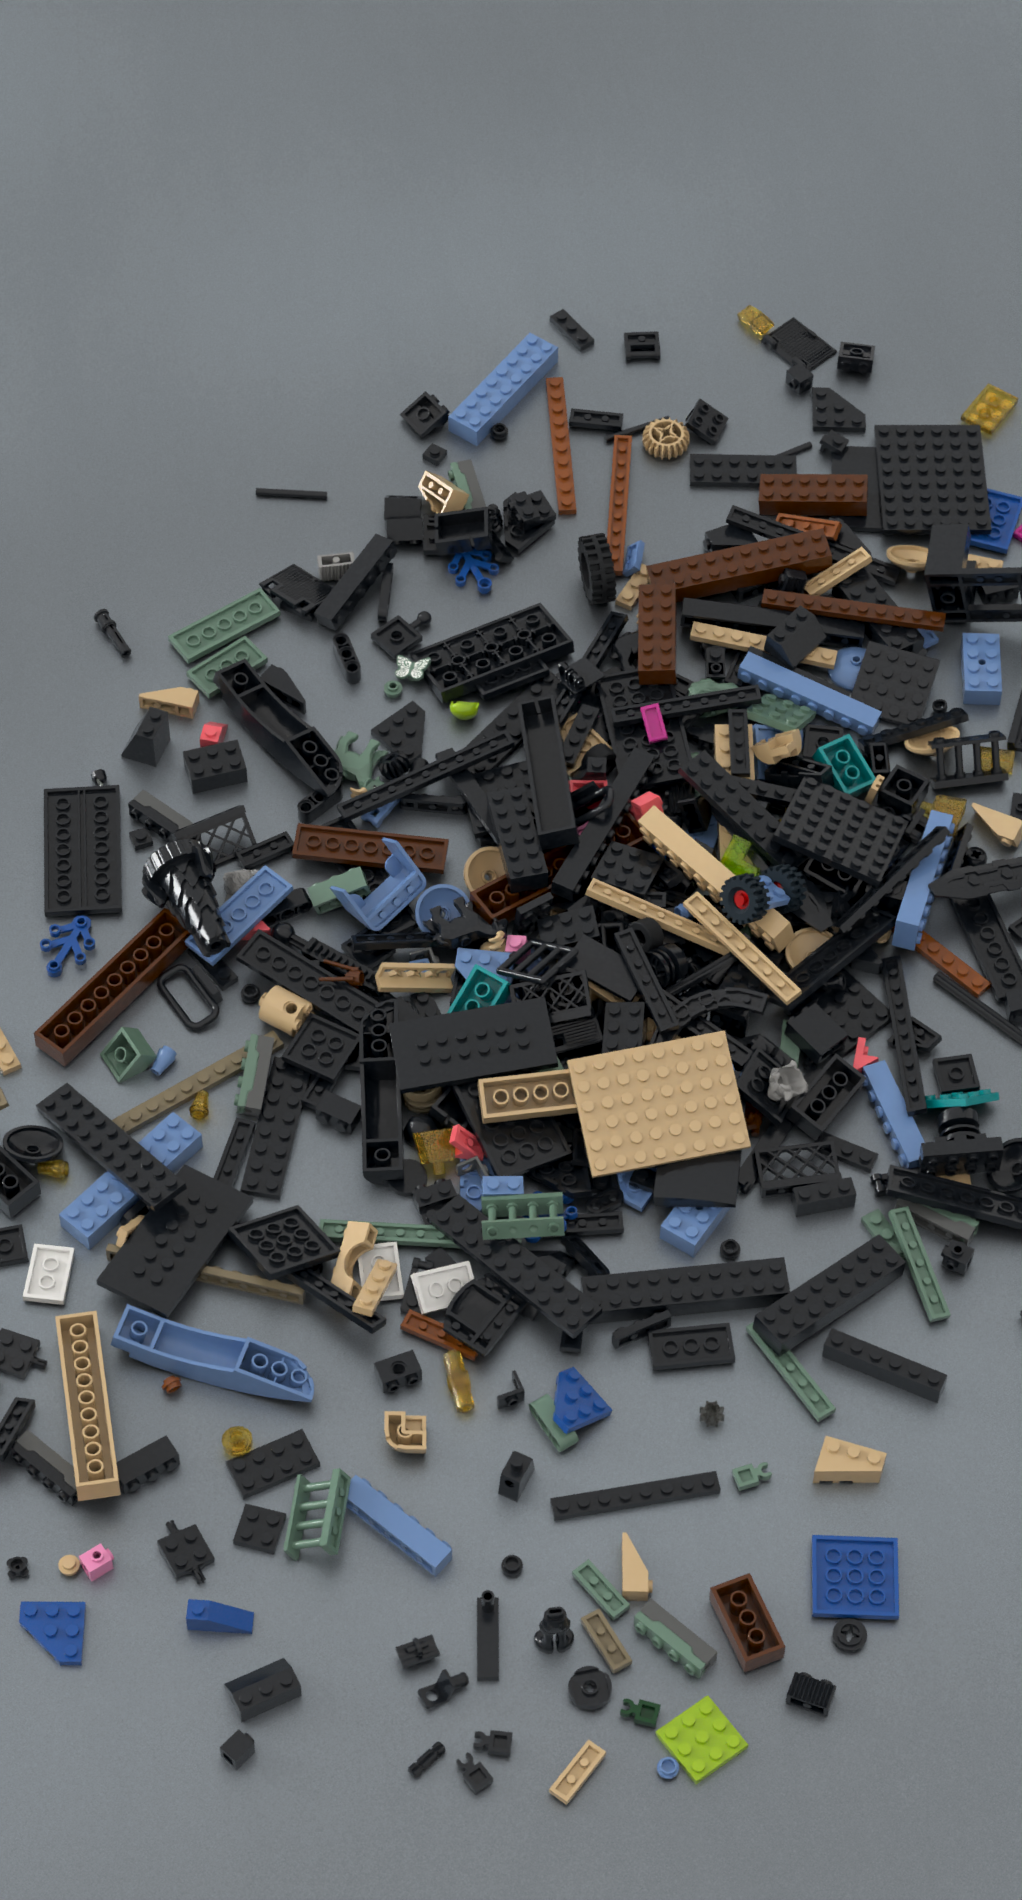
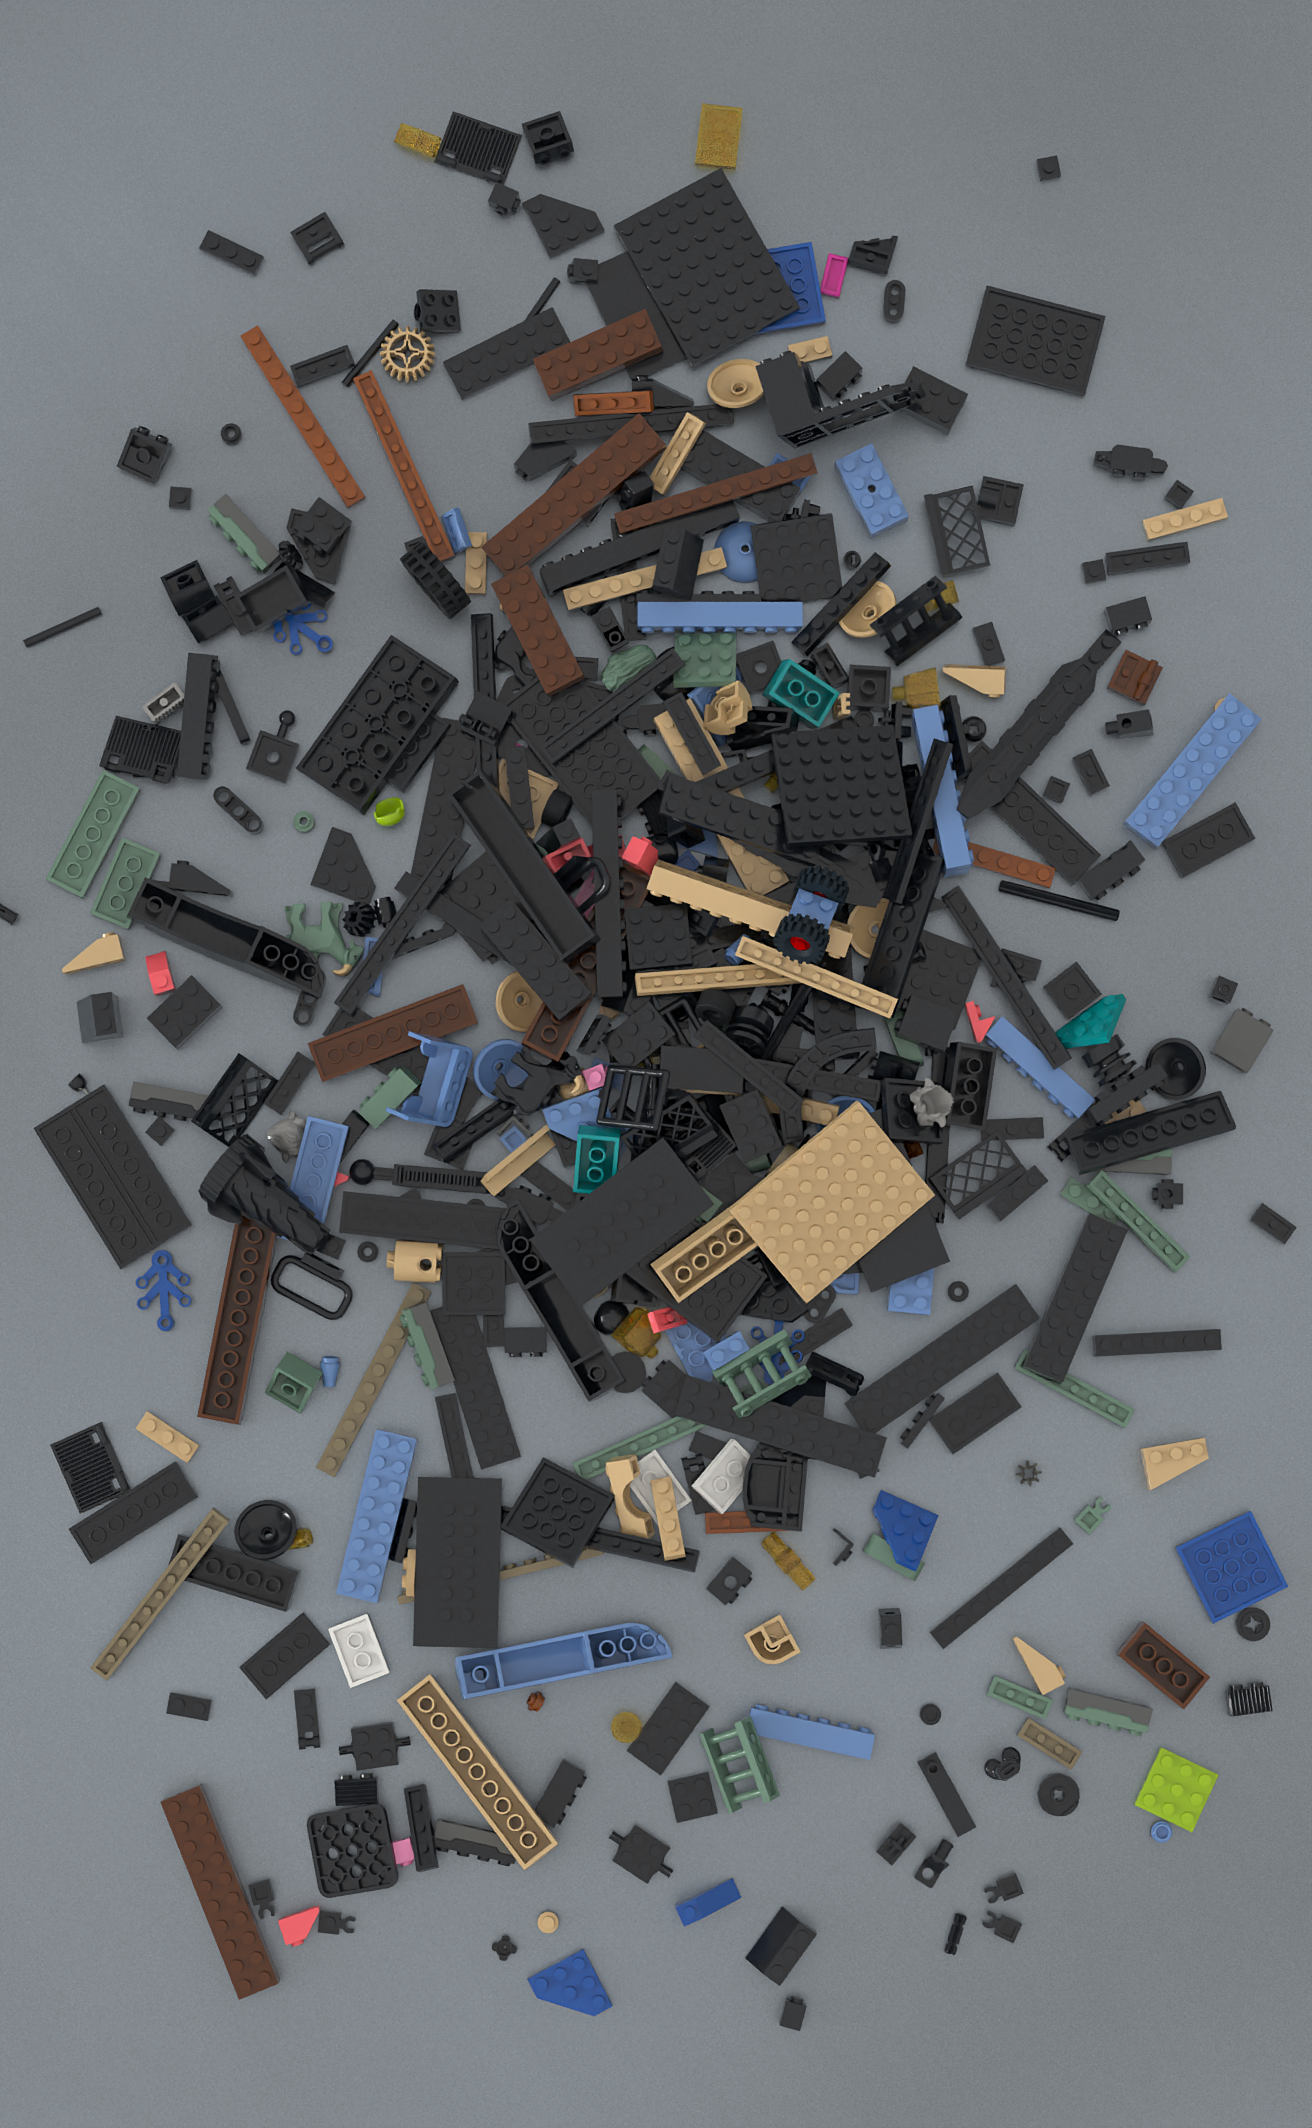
camera: 25 degrees left, 30 degrees up
(96, 1562) = (571, 1908): bright pink brick -> none
(111, 1147) = (342, 1499): black plate -> none
(199, 1108) = (392, 1400): clear yellow cone -> none
(354, 977) = (461, 1194): reddish brown plant -> none
(412, 670) = (310, 790): sand green animal -> none
(442, 493) = (225, 557): tan wedge -> none
(475, 1165) = (694, 1336): dark grey bracket -> none
(503, 389) = (205, 376): medium blue brick -> none
(577, 1772) = (1088, 1878): tan plate -> none
(644, 1713) = (1117, 1793): dark green plate -> none
(653, 723) = (592, 745): dark pink tile -> none
(735, 855) = (757, 876): clear neon green plate -> none

